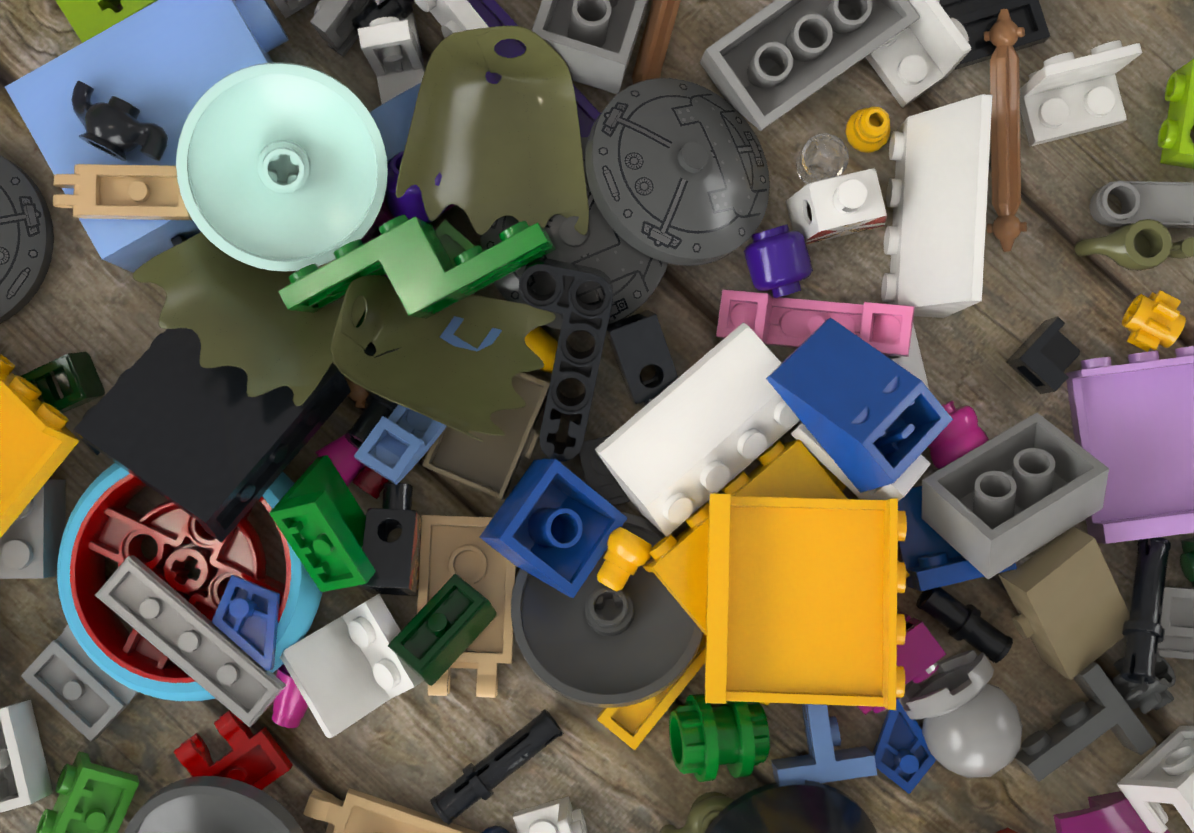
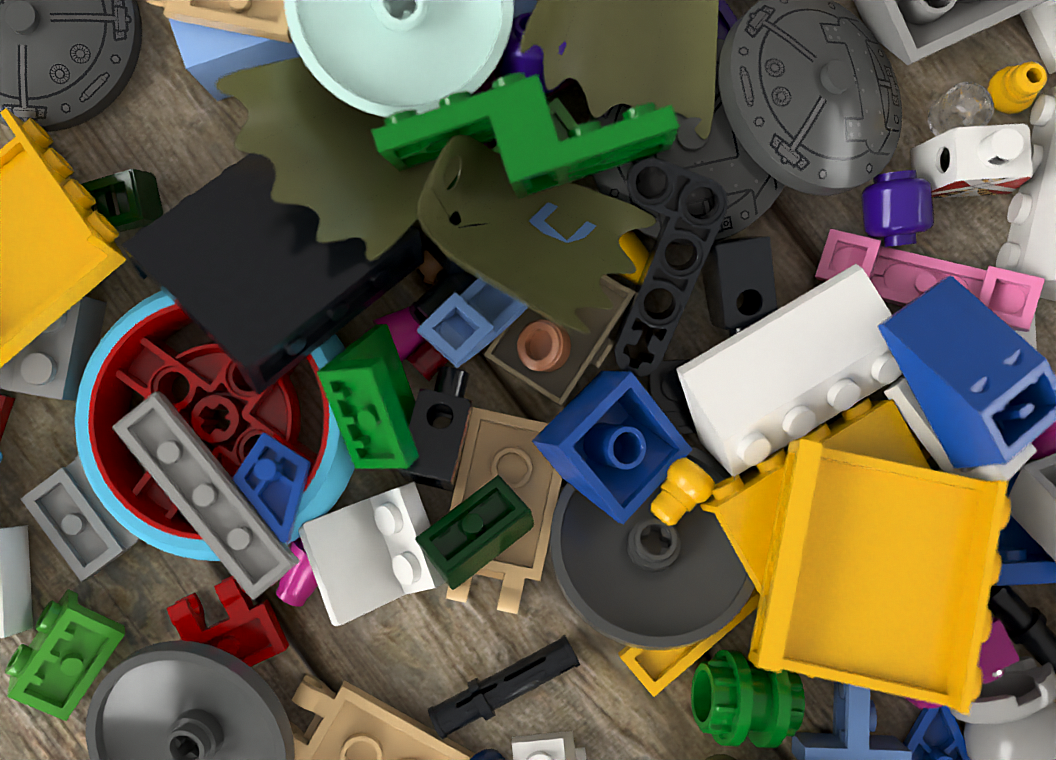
camera: 10 degrees right, 0 degrees up
(474, 454) = (543, 346): none -> nougat tile

